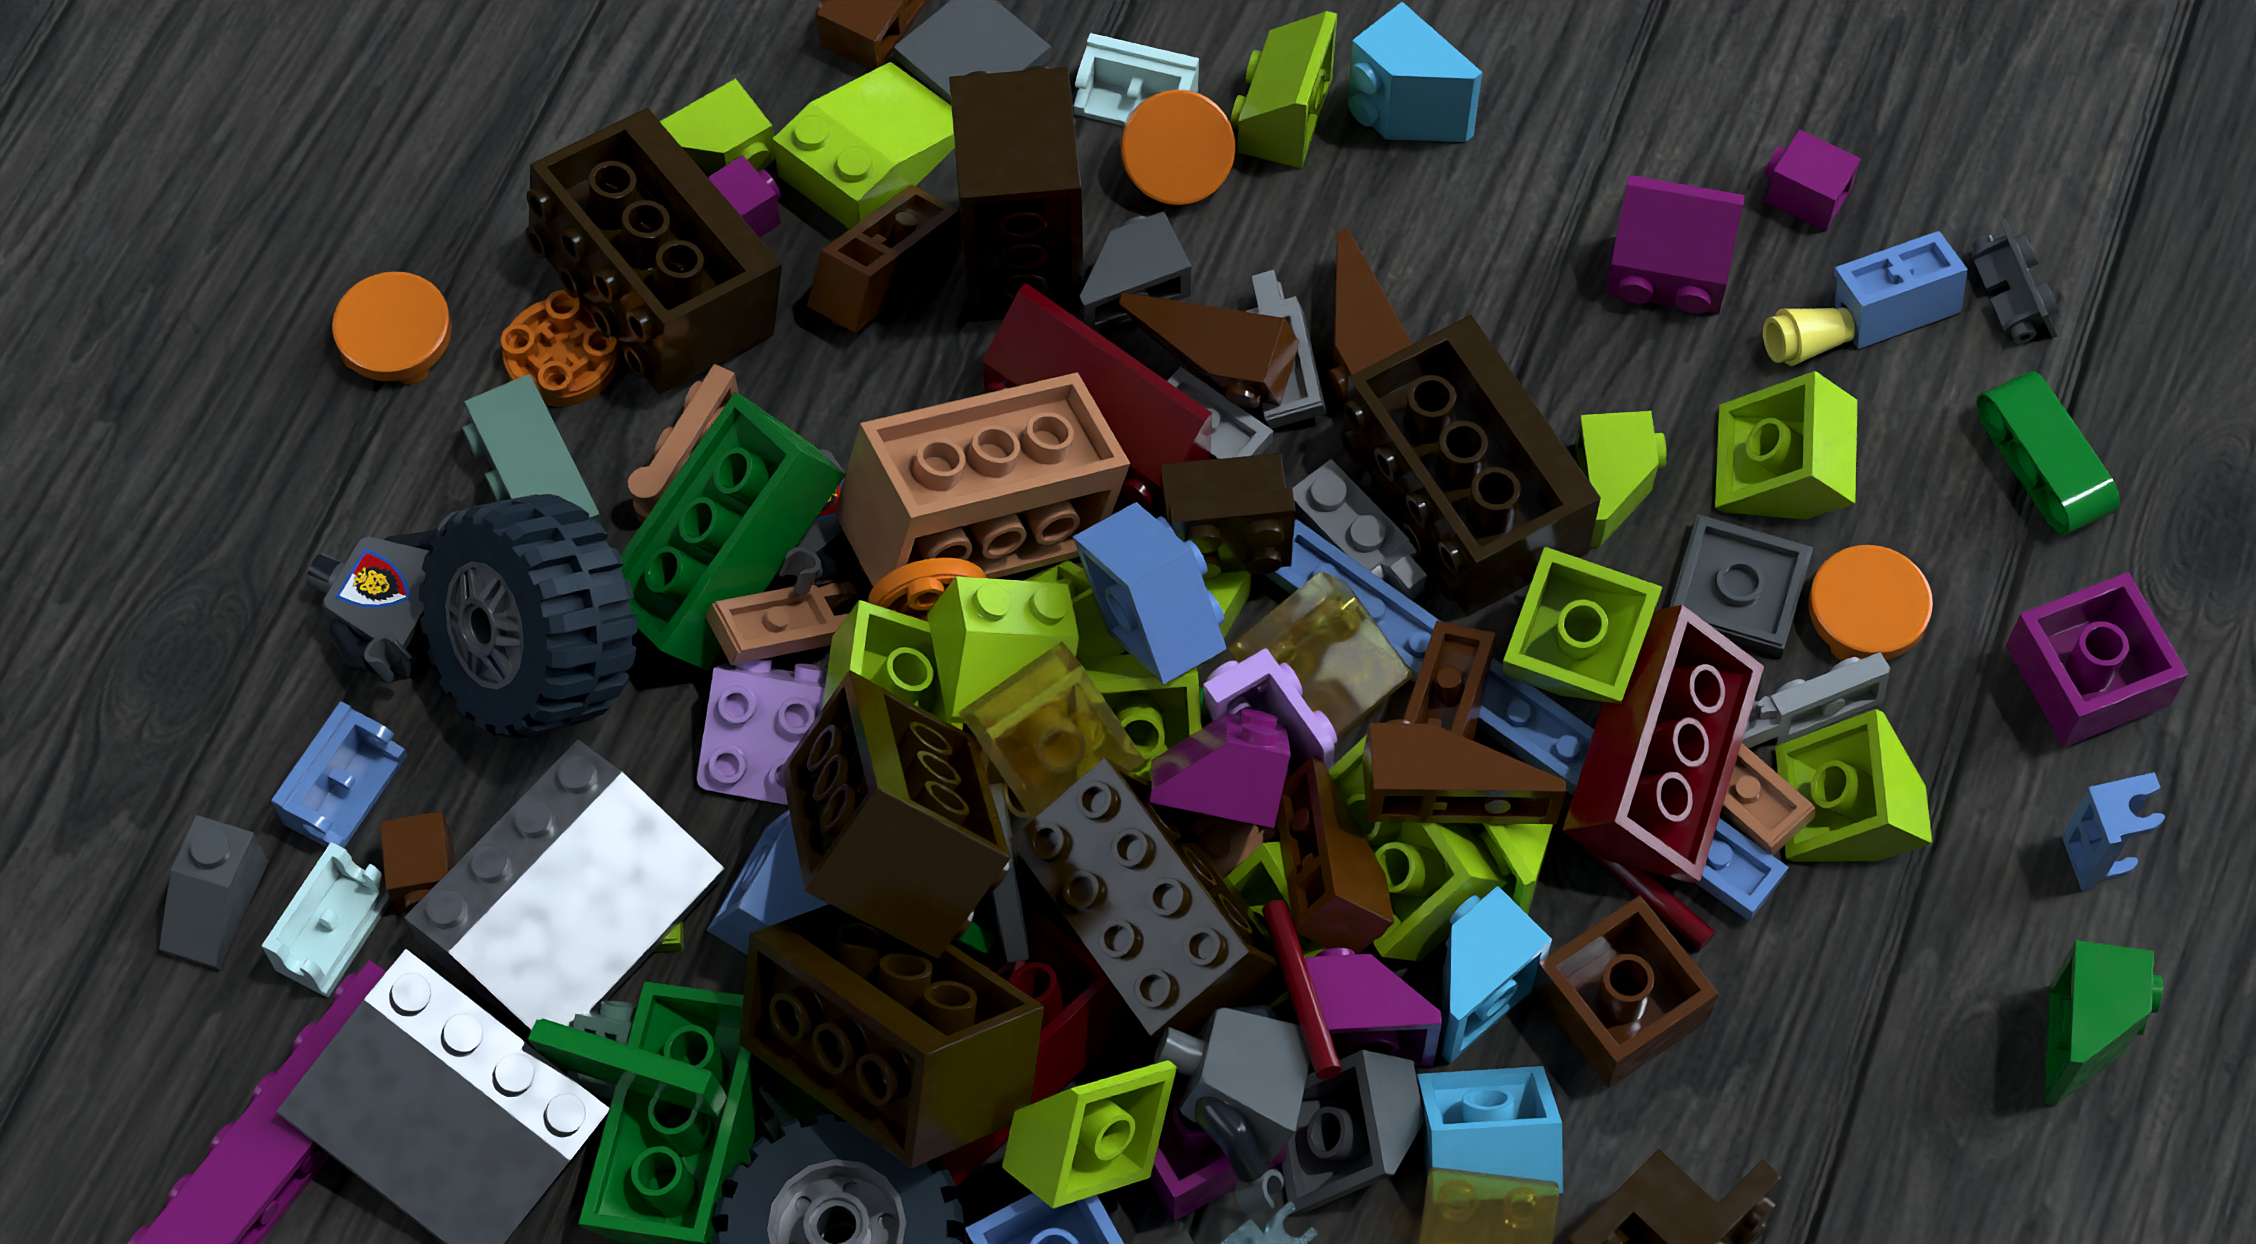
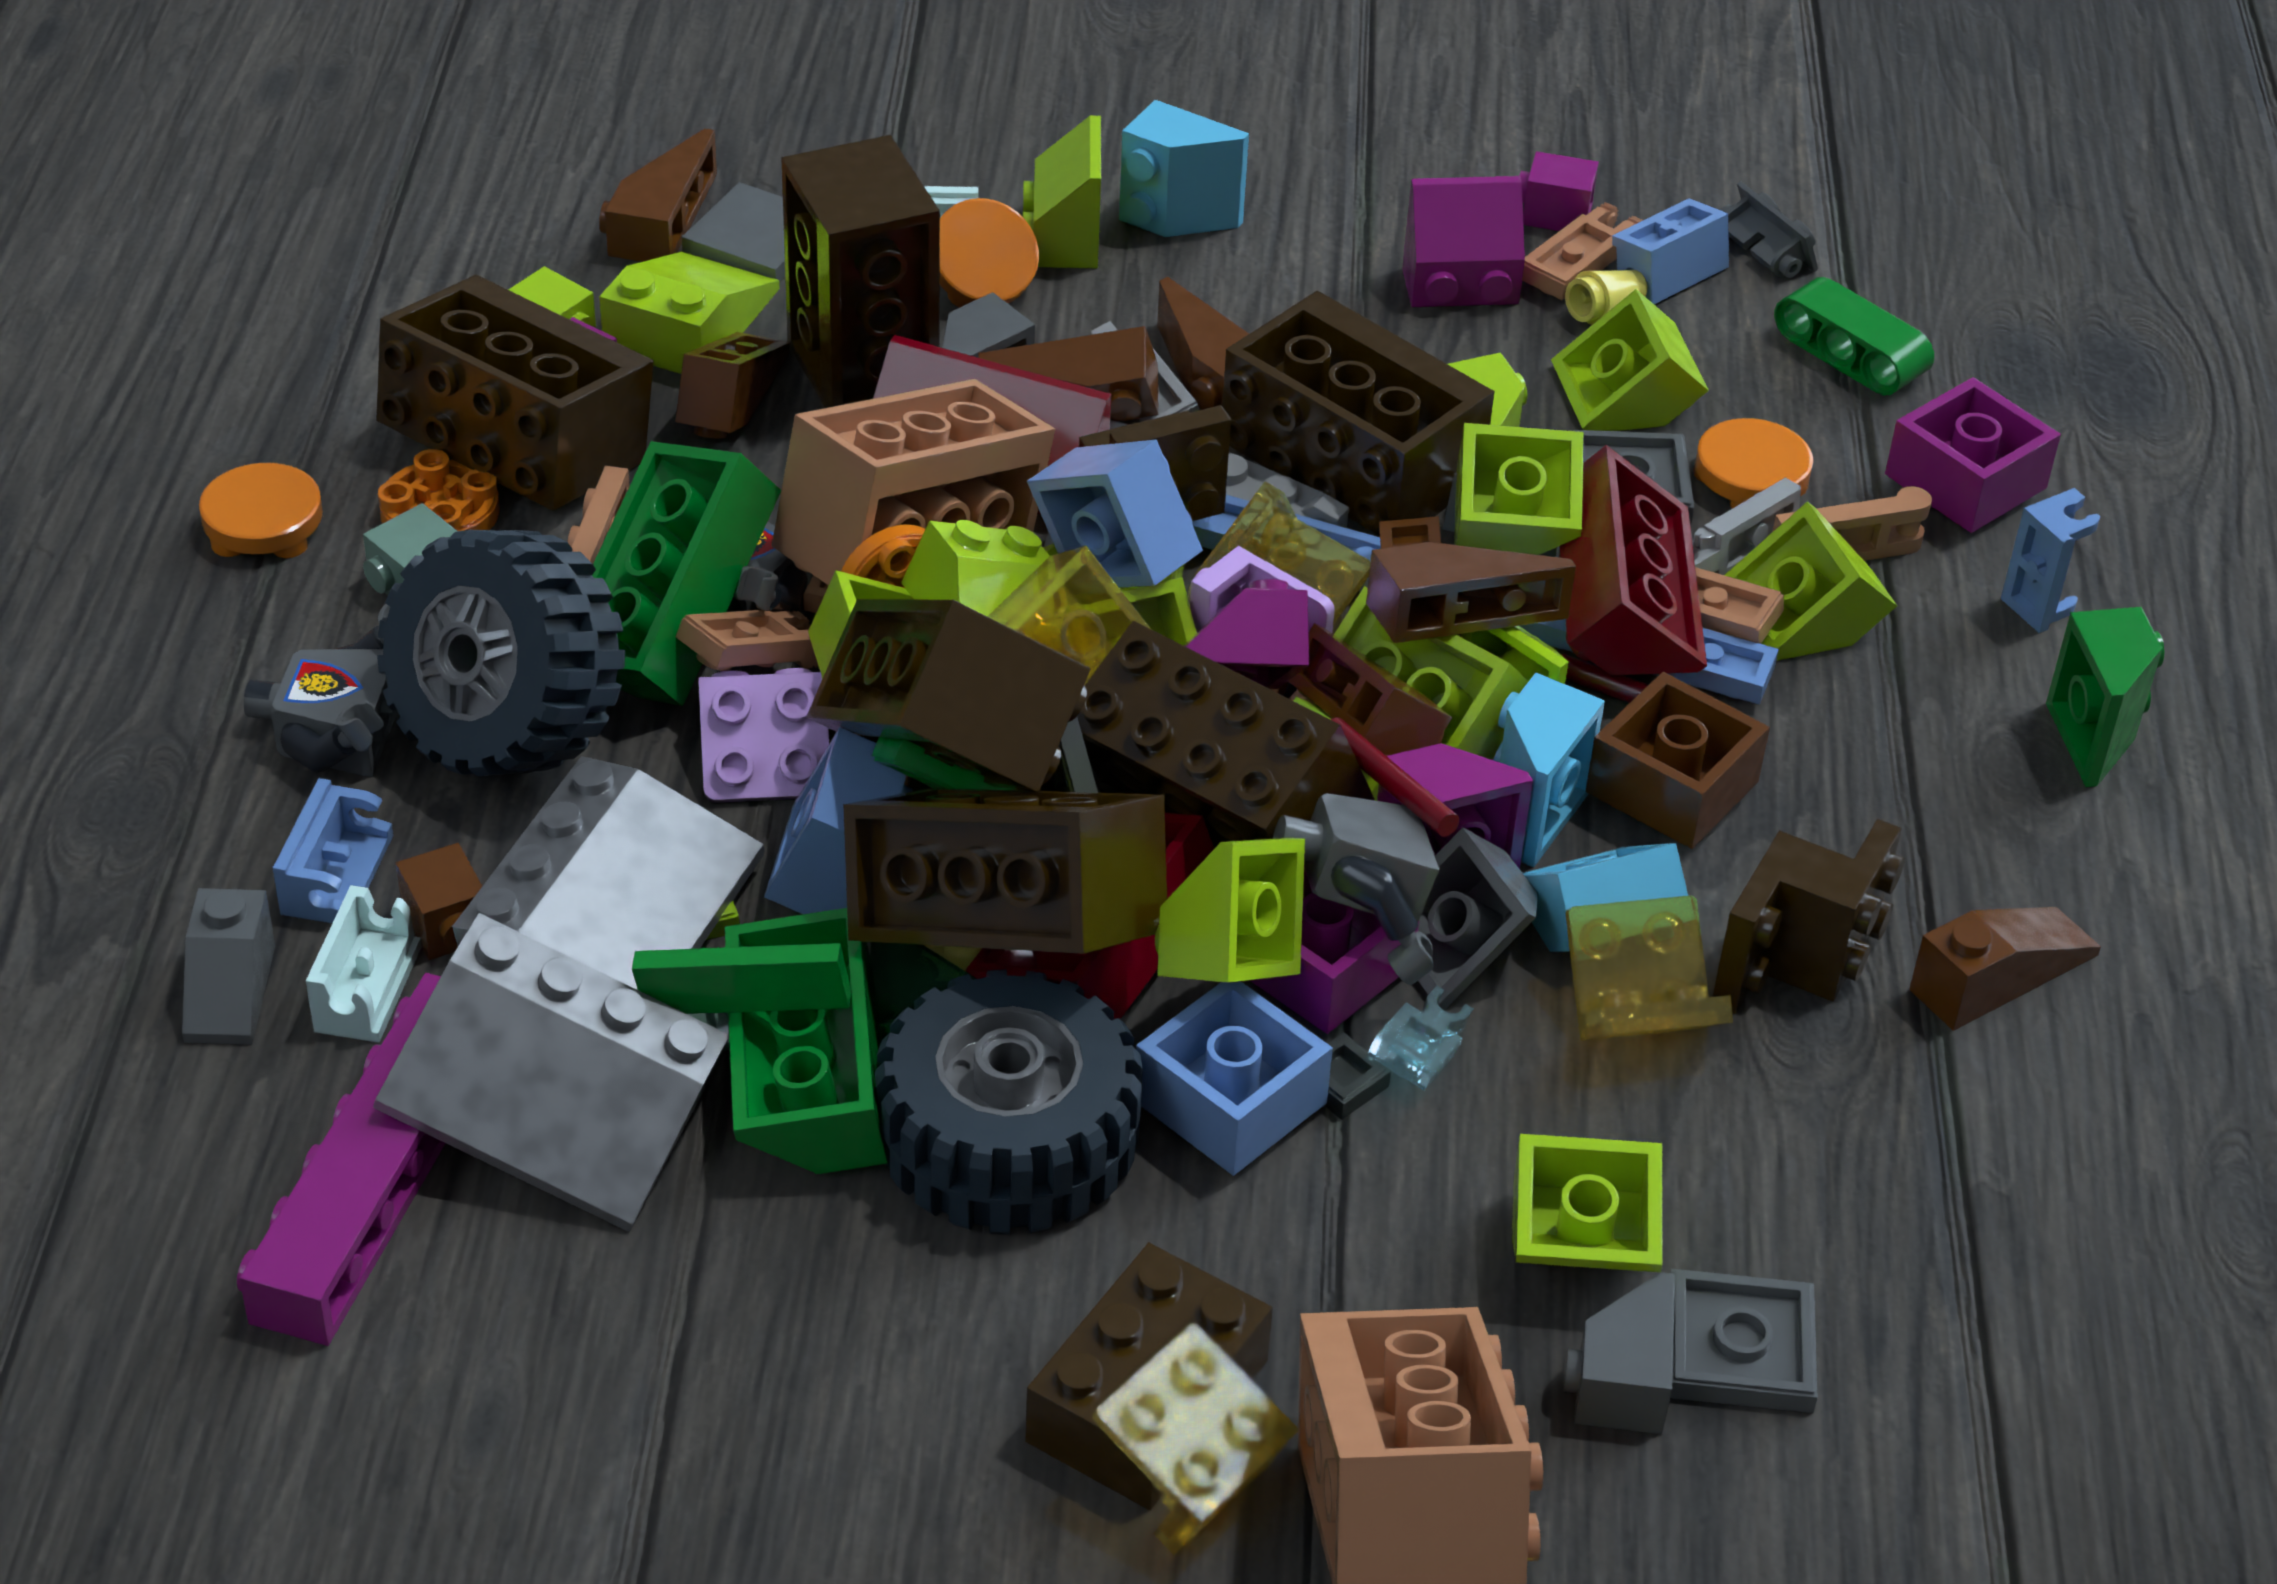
camera: 20 degrees left, 20 degrees down
(1802, 264) = (1576, 248): none -> nougat hinge
(1947, 726) = (1880, 525): none -> nougat plate

